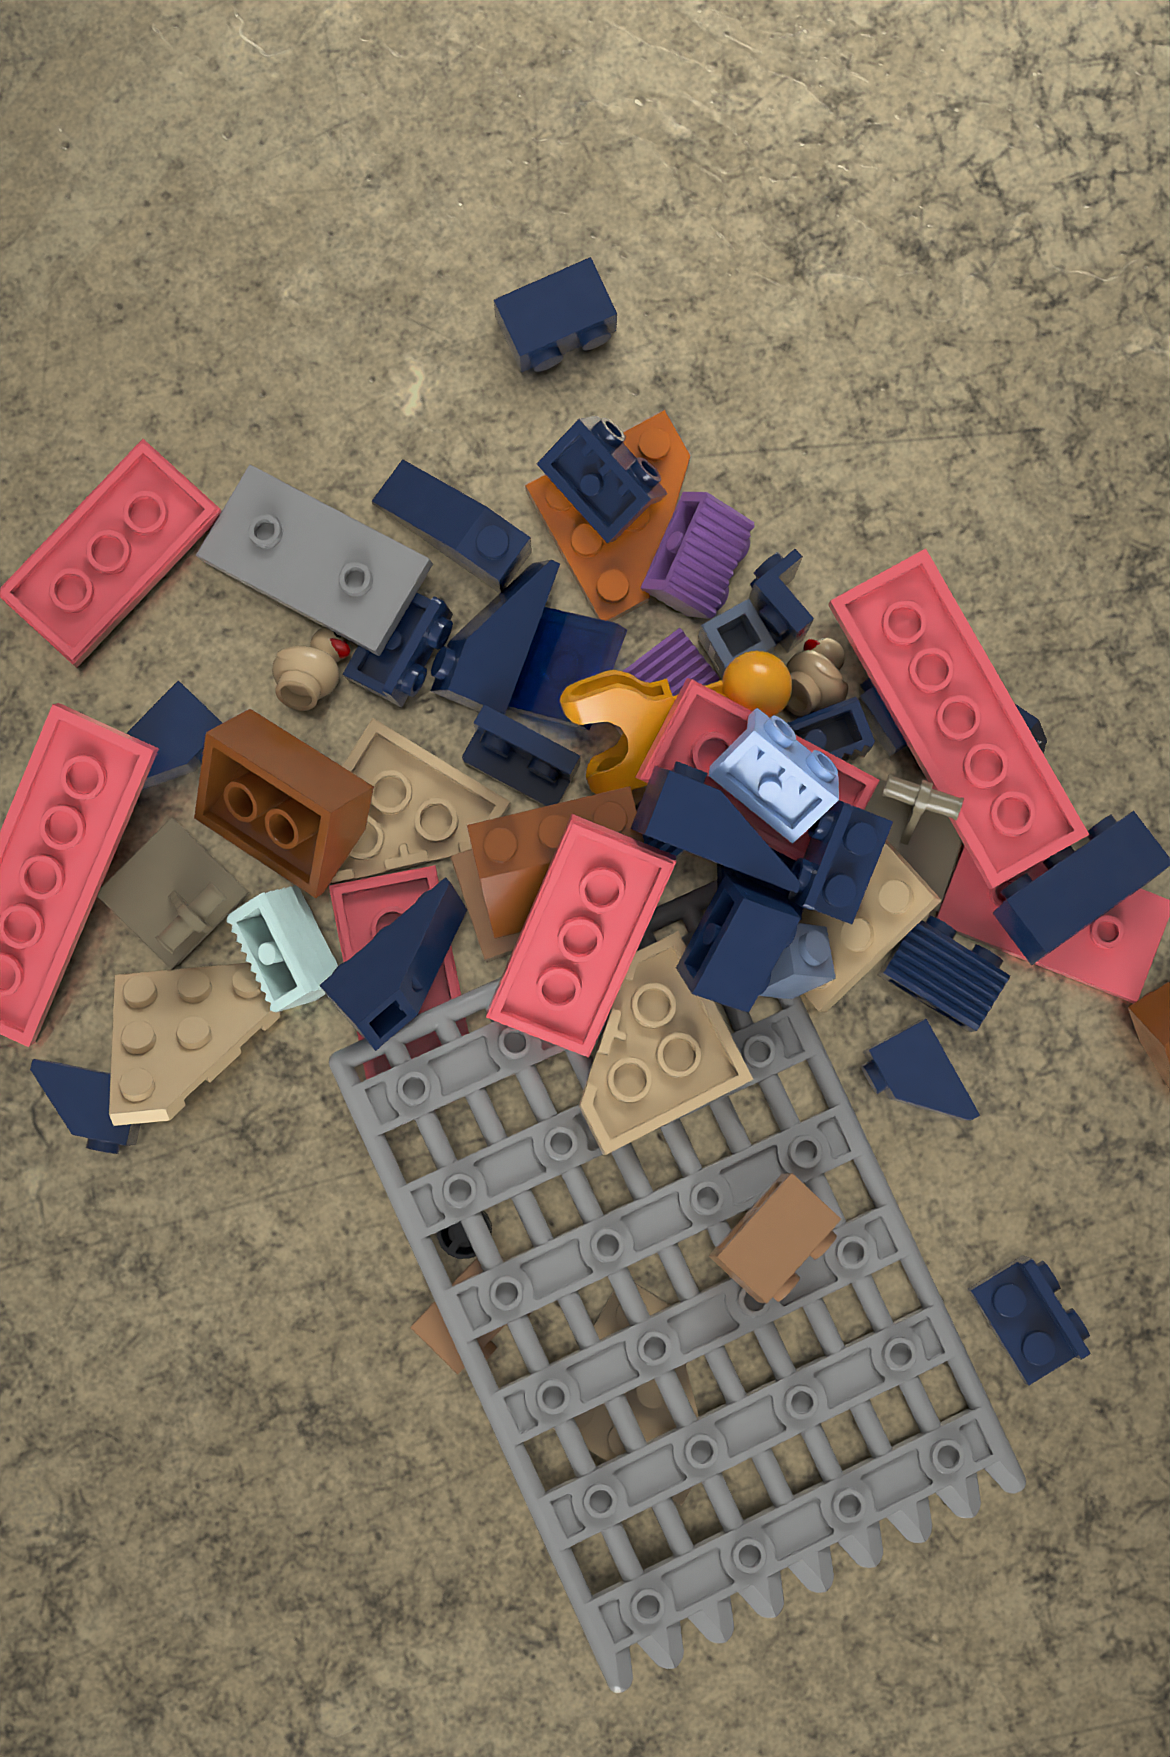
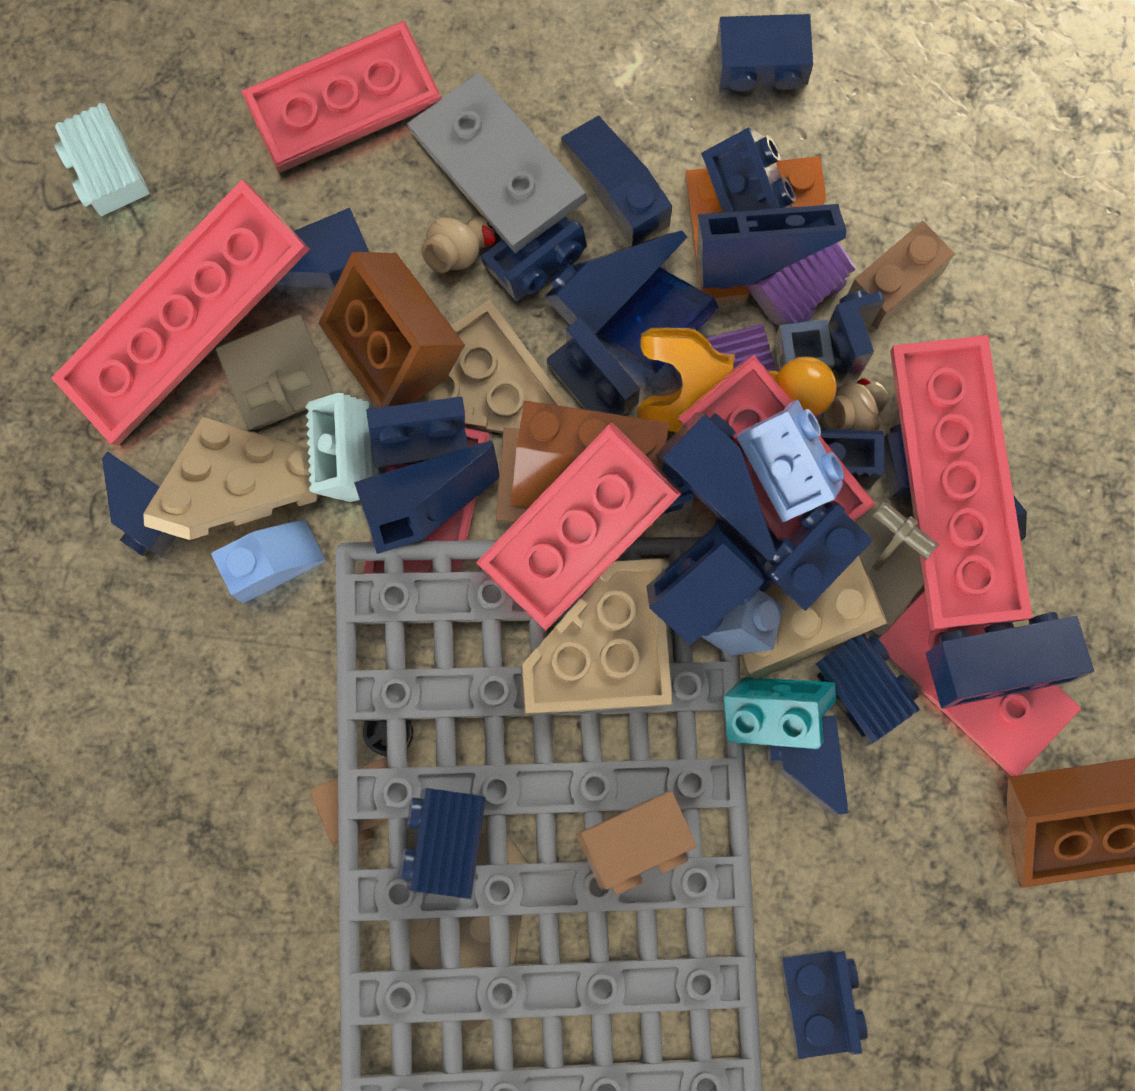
camera: 30 degrees right, 5 degrees down
(256, 1100) = (267, 559): none -> light blue slope
(362, 902) = (416, 431): none -> dark blue bracket
(578, 1326) = (443, 842): none -> dark blue brick
(643, 543) = (756, 243): none -> dark blue slope
(805, 507) = (904, 270): none -> medium nougat brick
(865, 1039) = (778, 711): none -> teal bracket

